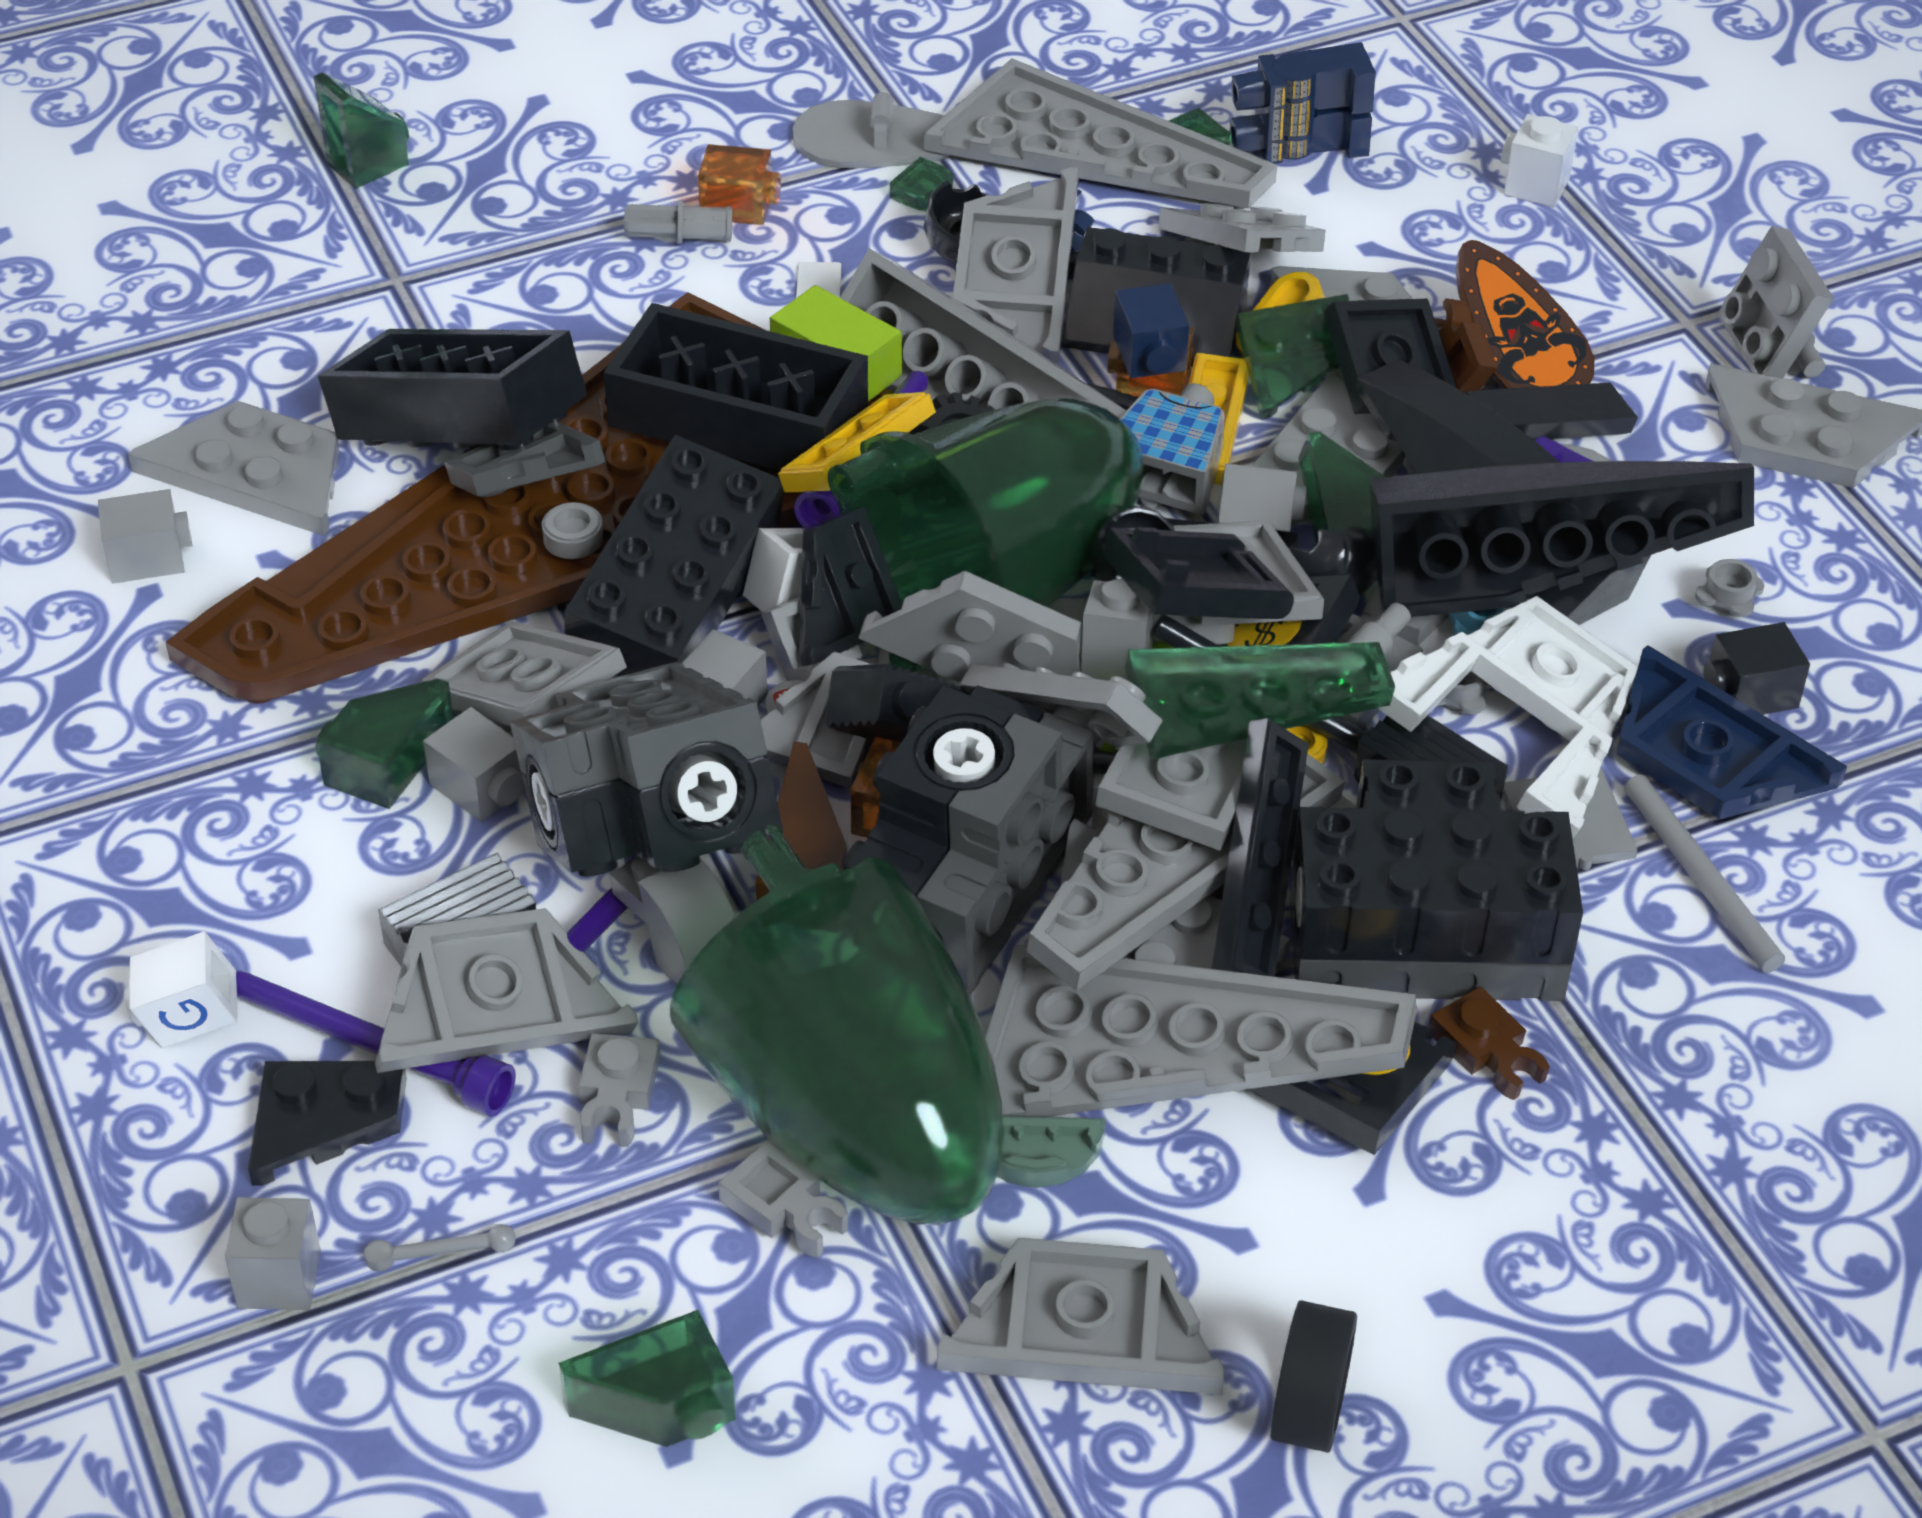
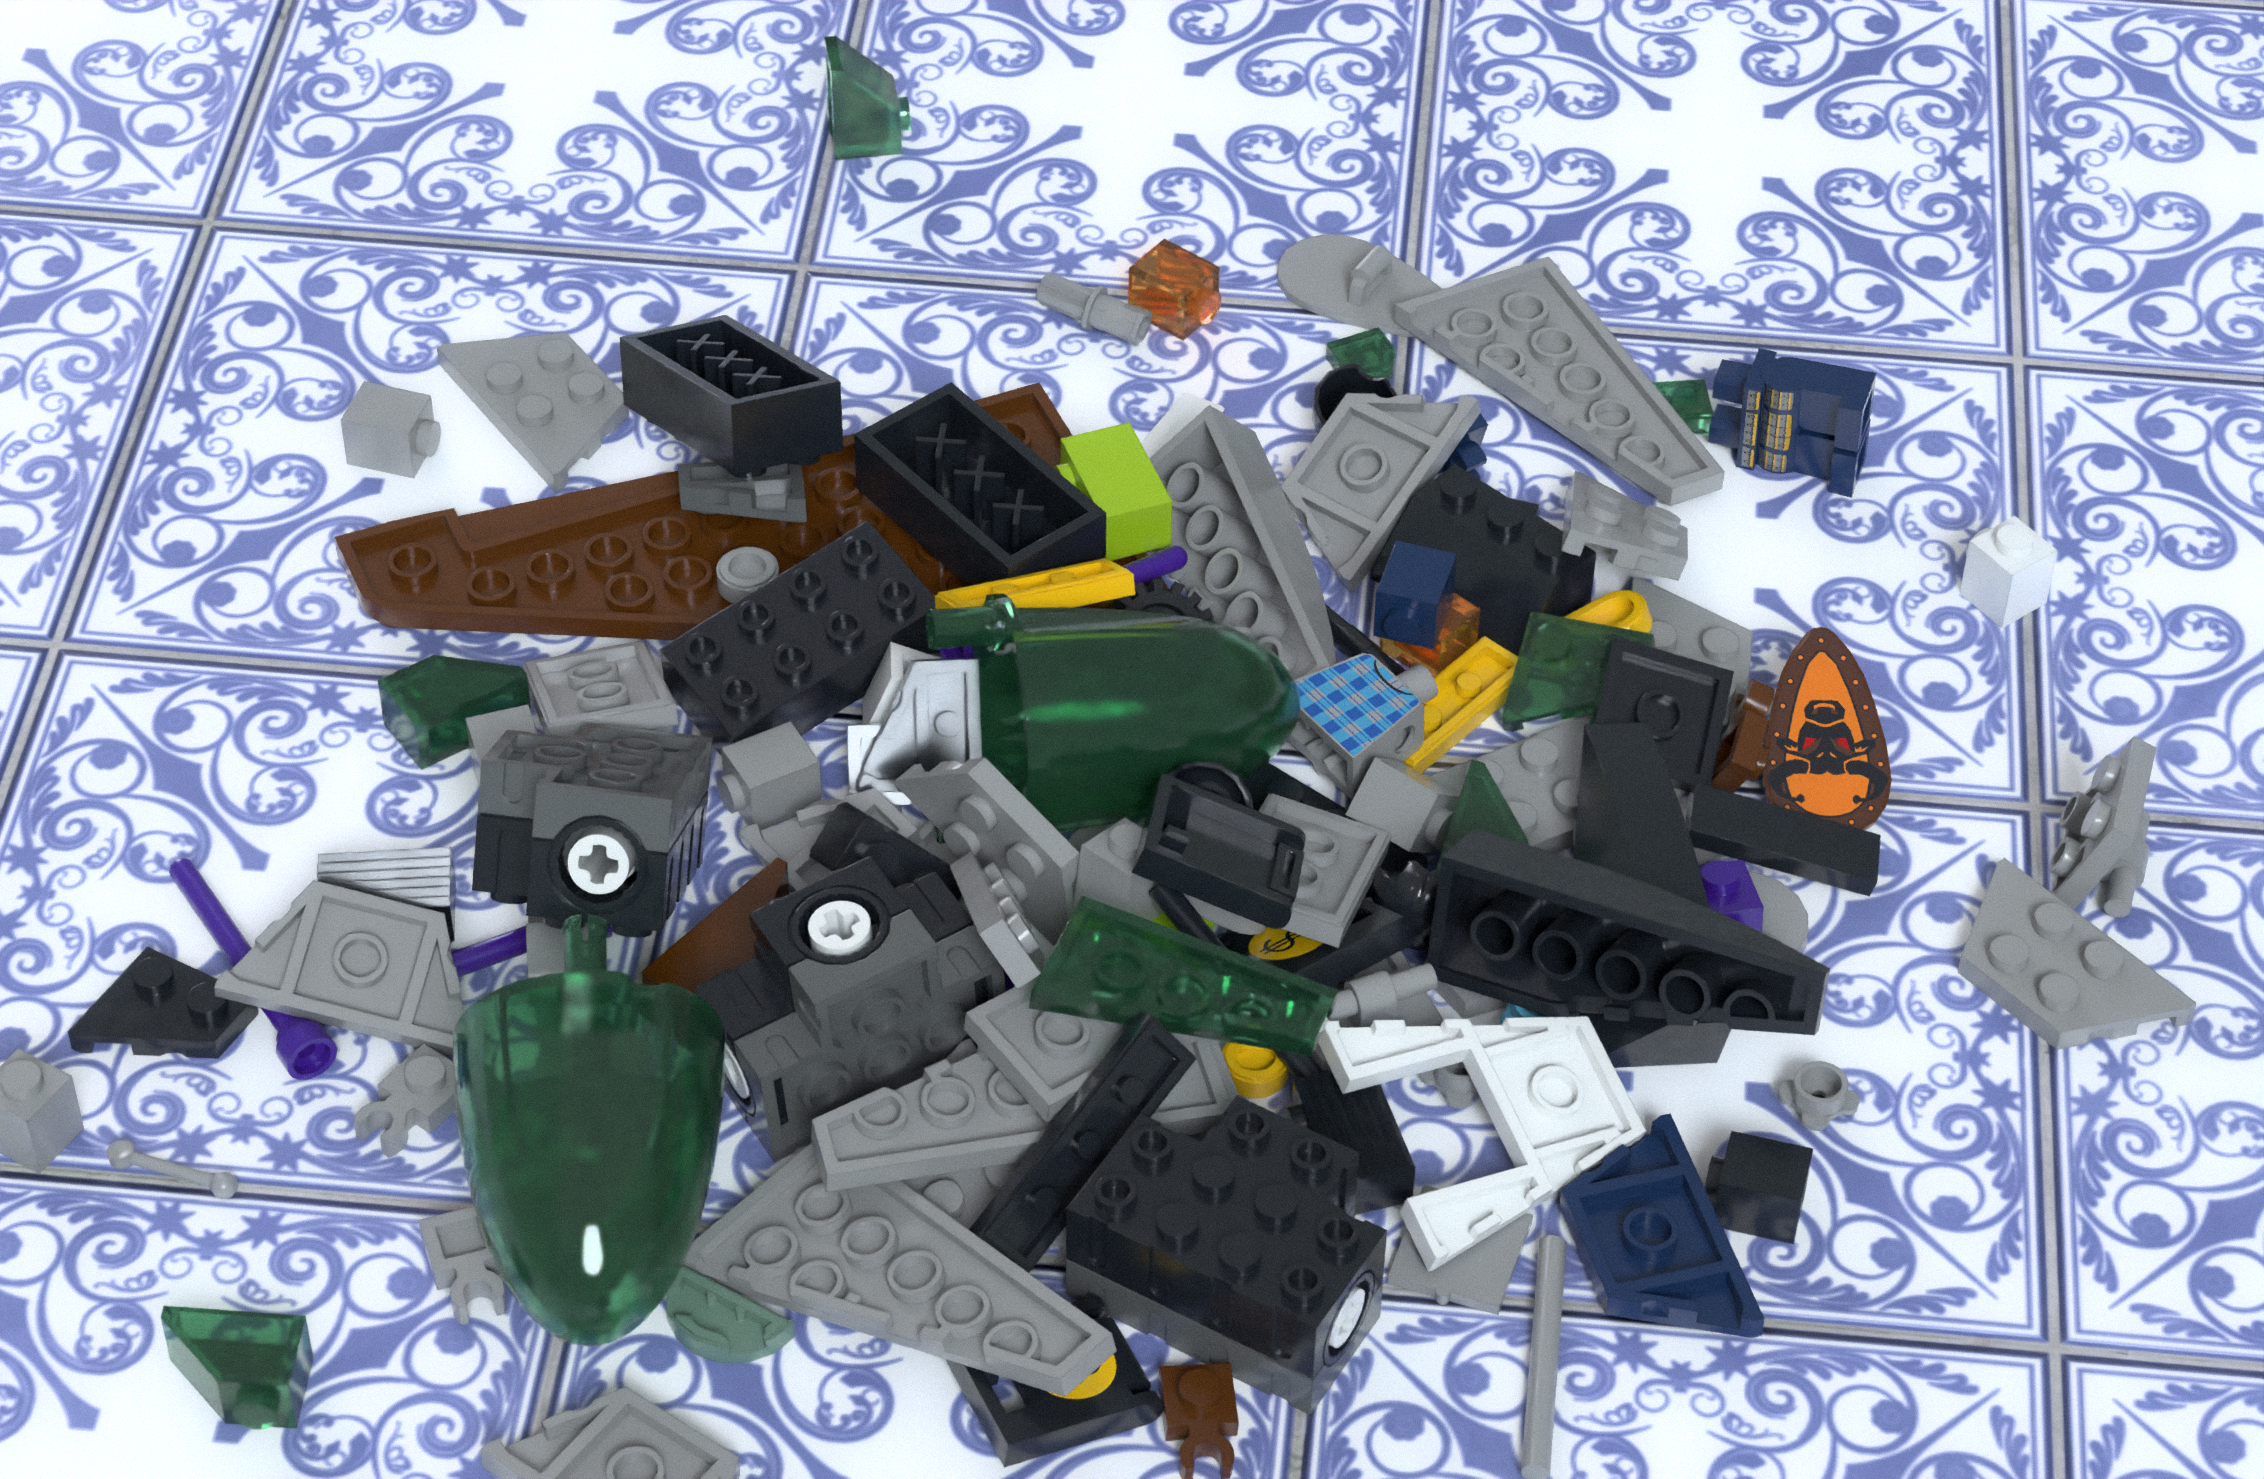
camera: 30 degrees right, 0 degrees up
(182, 990) = (121, 854): white brick -> none

